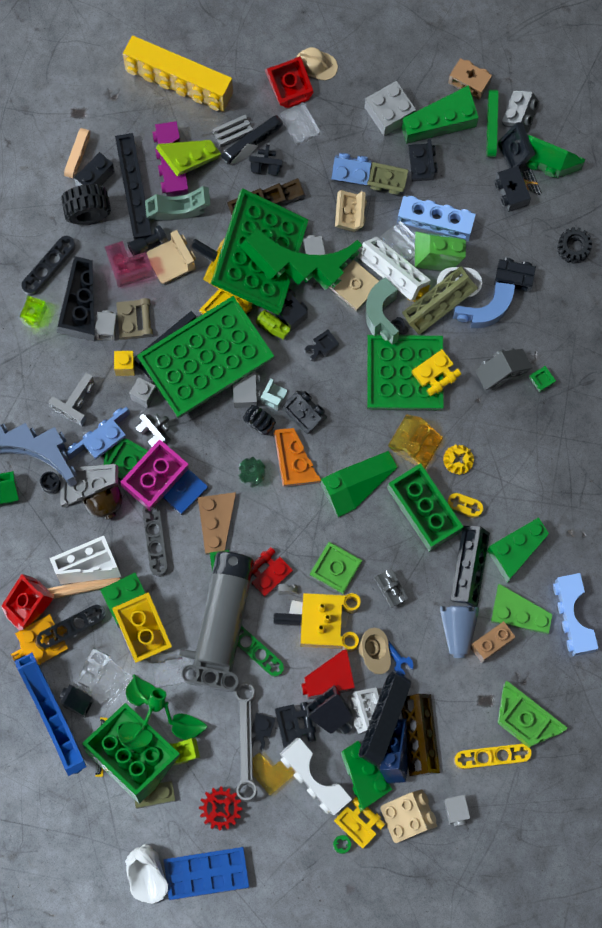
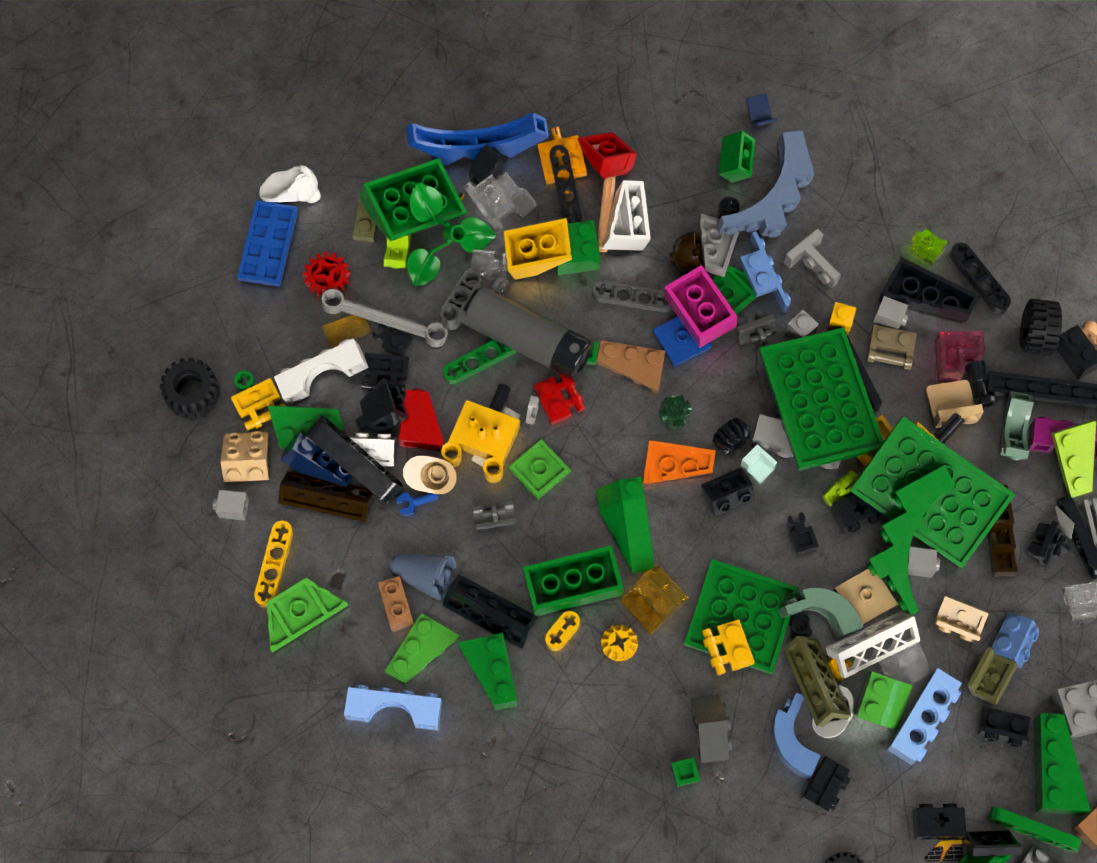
camera: 110 degrees right, 5 degrees down
(385, 886) = (185, 372): none -> black tyre

